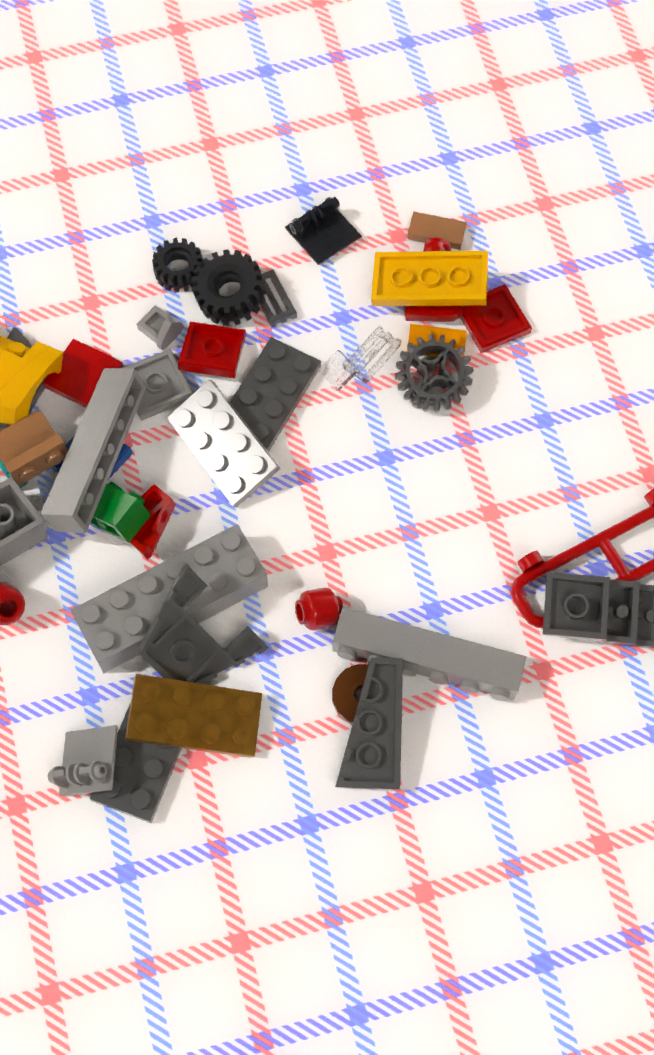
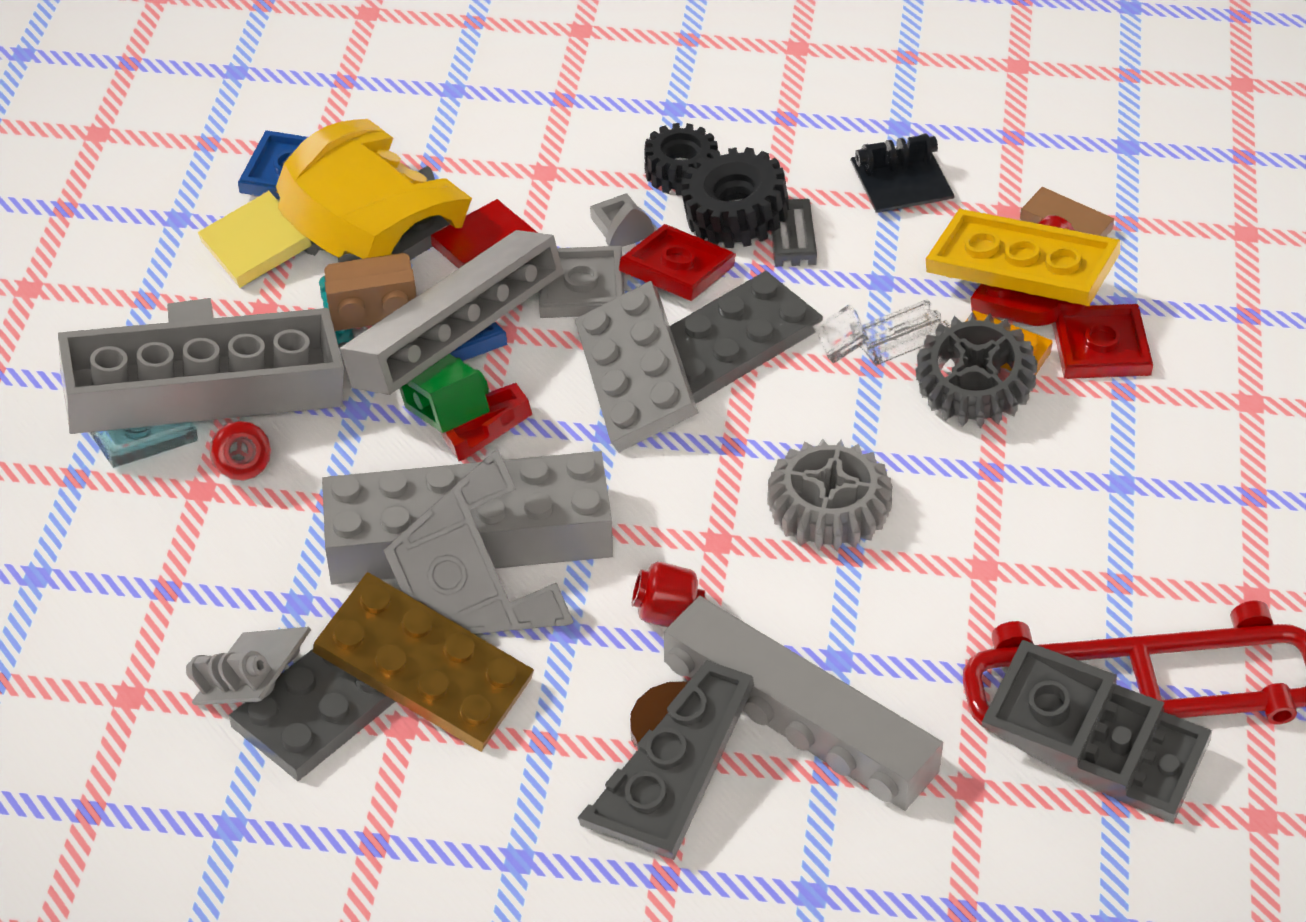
camera: 25 degrees right, 20 degrees down
(404, 489) = (829, 494): none -> light grey gear

